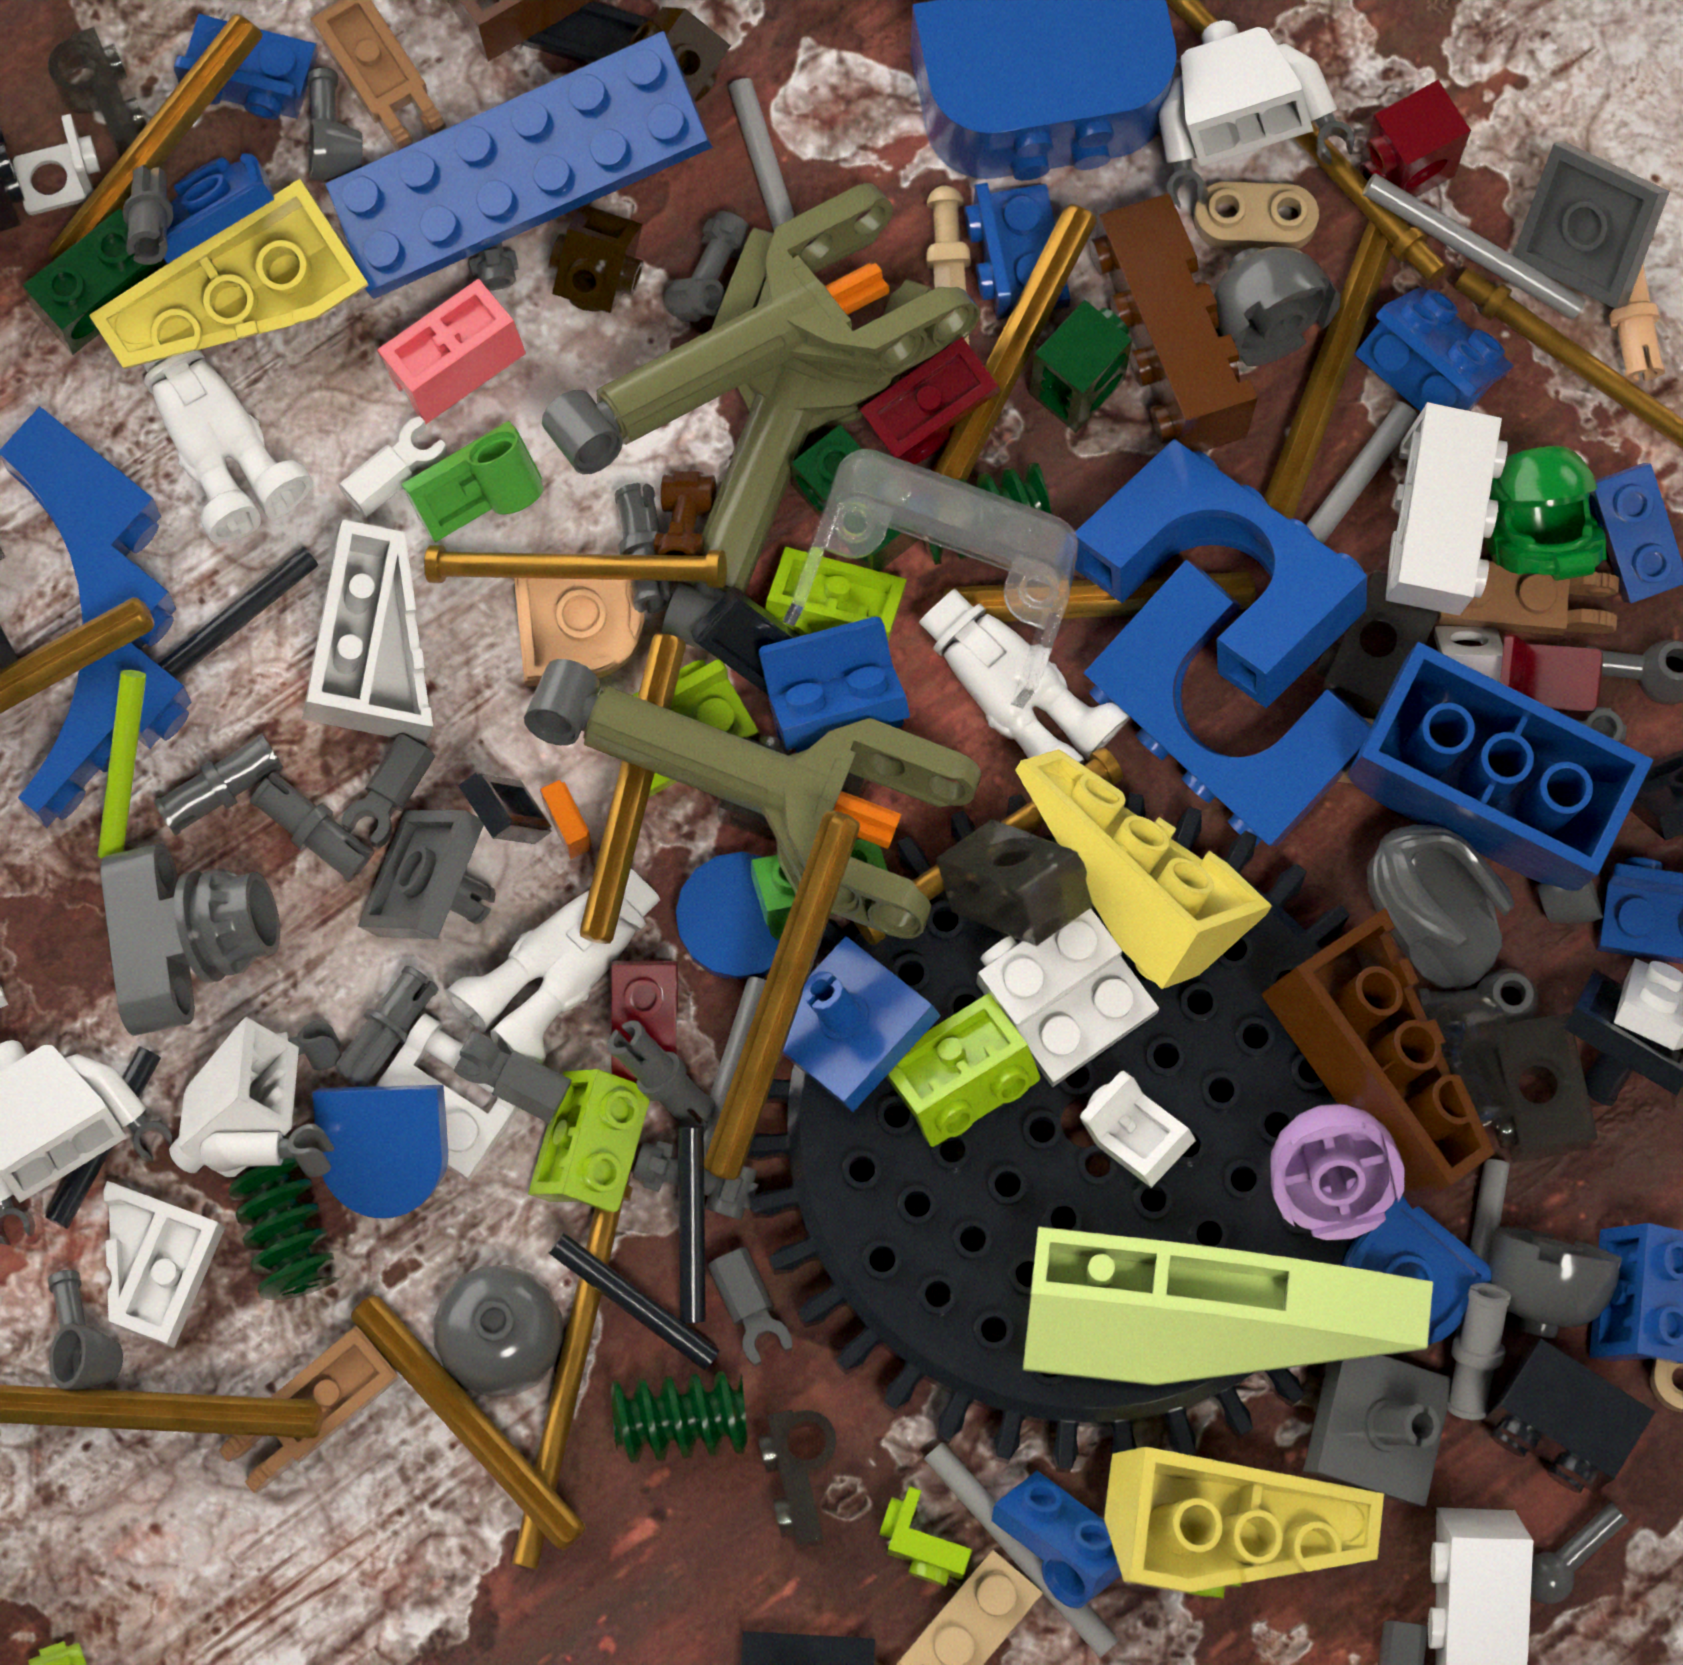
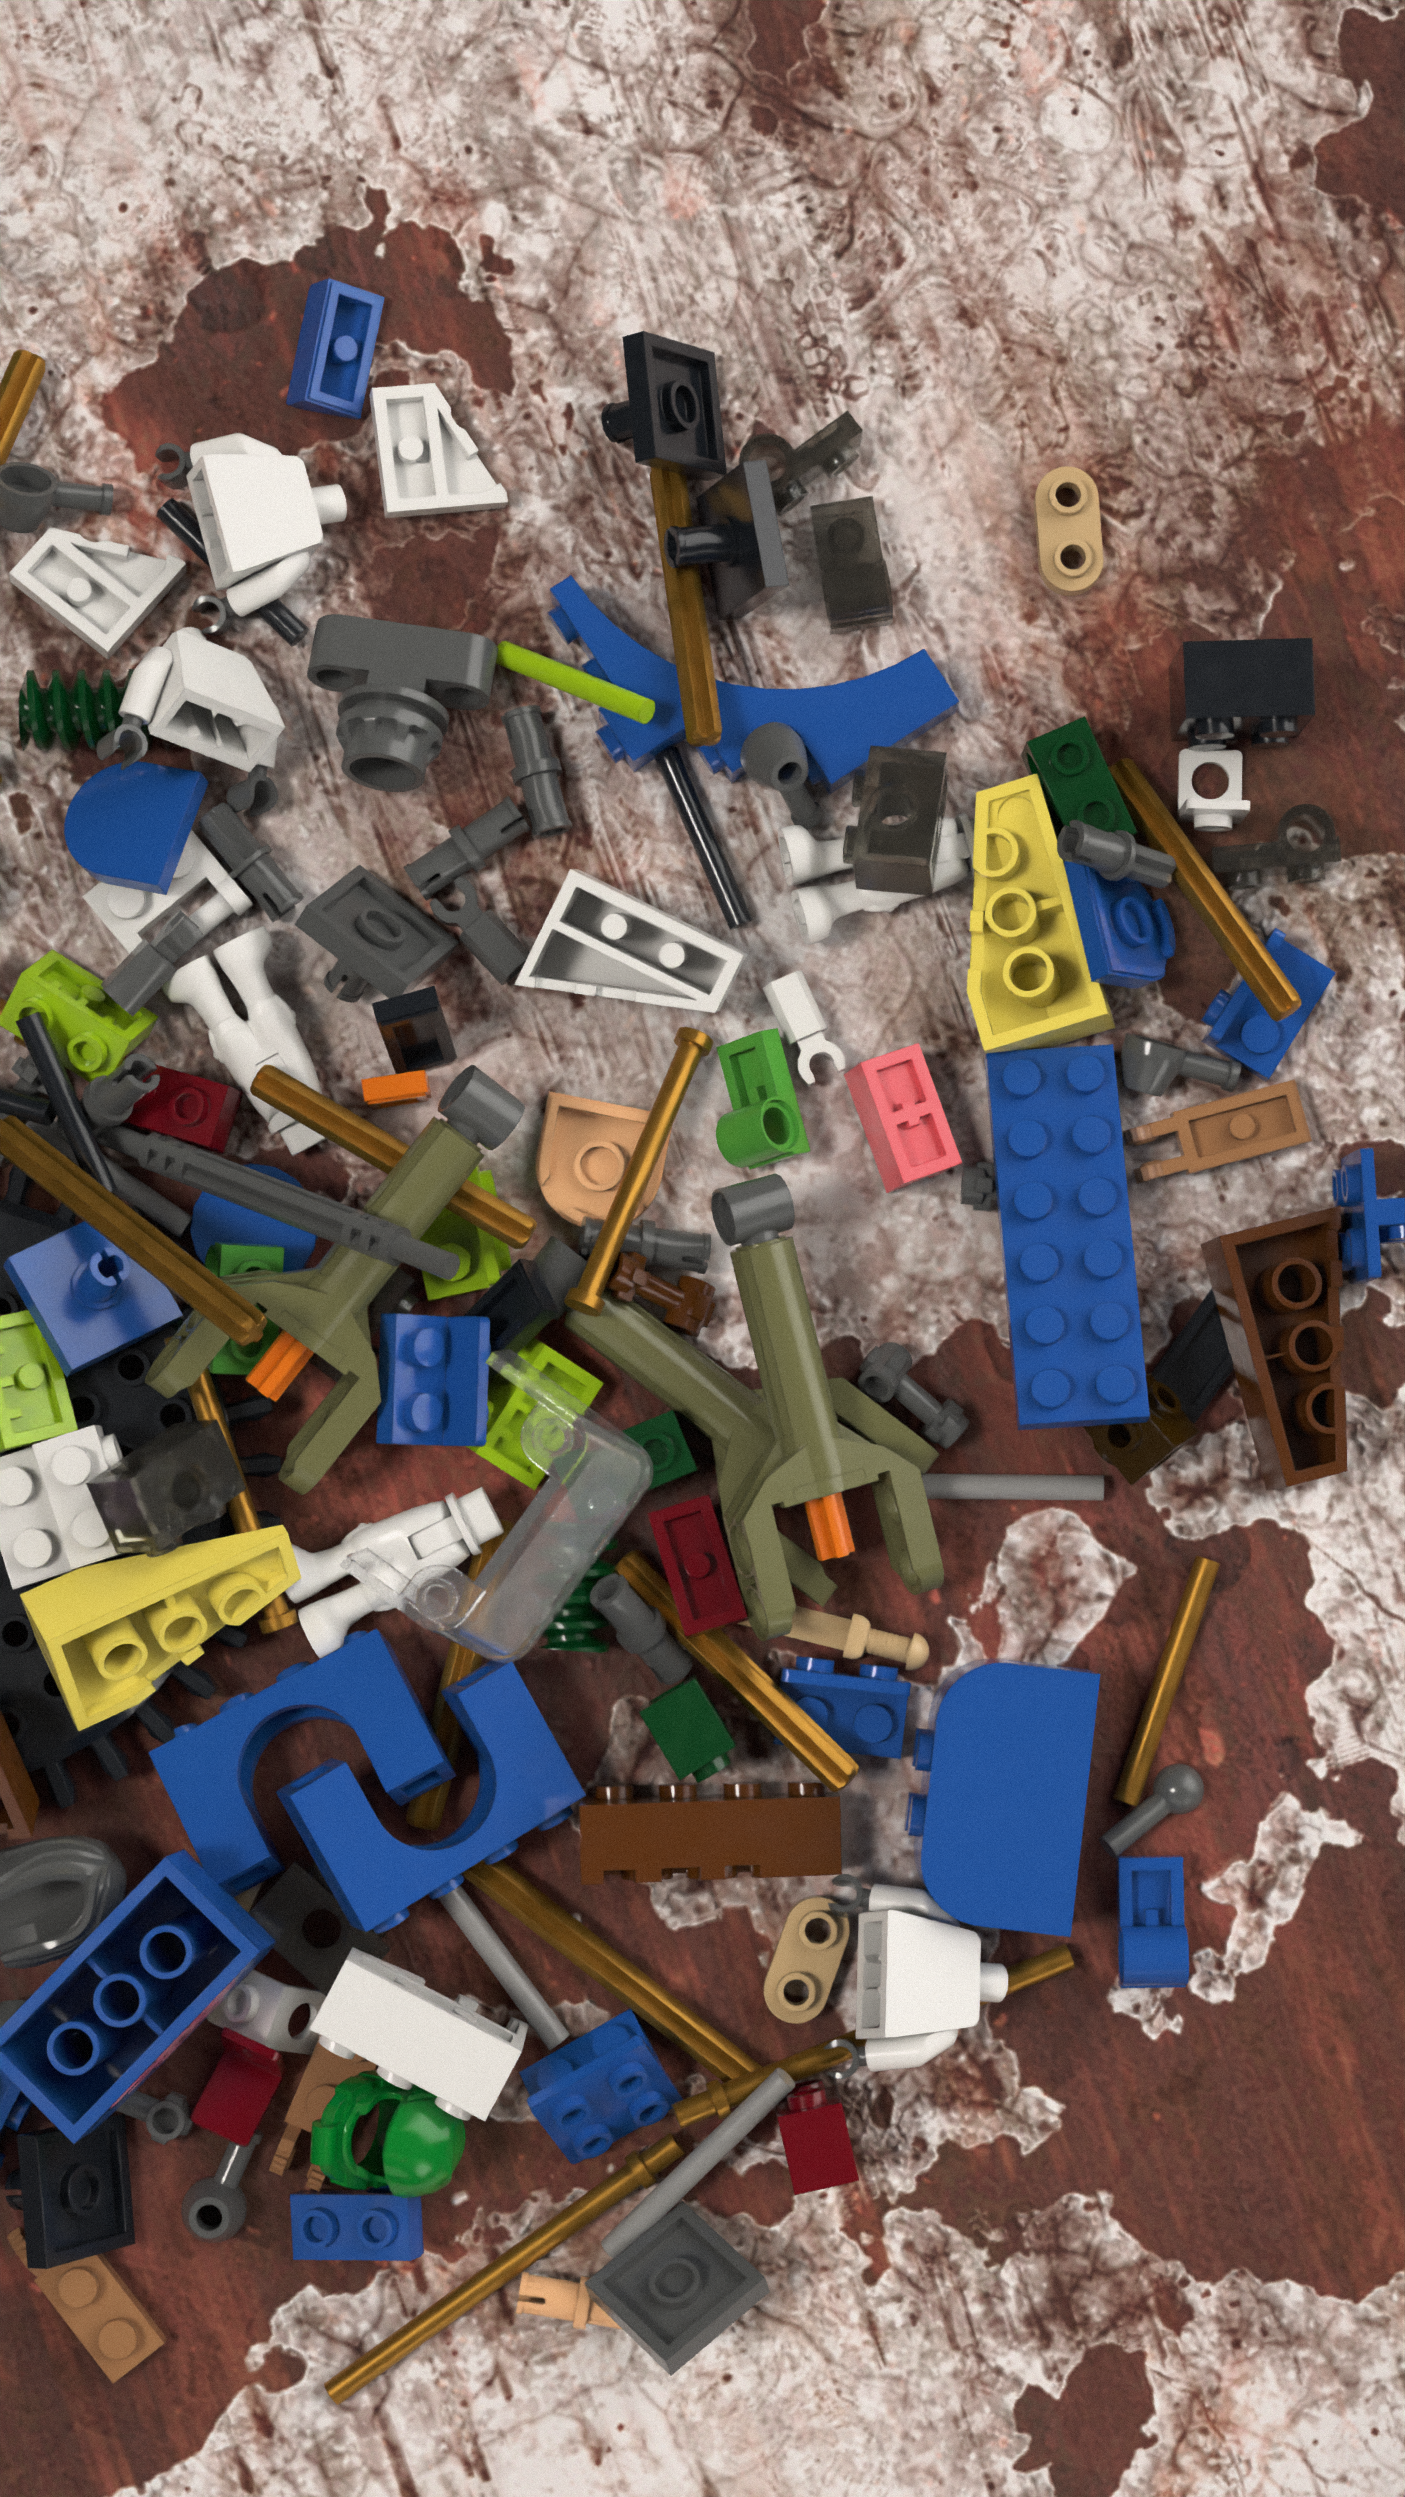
camera: 105 degrees right, 10 degrees up
(136, 413) = (905, 854): none -> clear smoke brick
(147, 545) = (763, 756): none -> dark grey bar
(596, 260) = (943, 1275): dark brown brick -> none
(669, 1117) = (64, 1099): none -> black bar
(708, 865) = (280, 1200): none -> dark grey axle
(1004, 437) = (641, 1629): none -> dark grey pin
(1271, 300) = (701, 1938): dark grey cylinder -> none

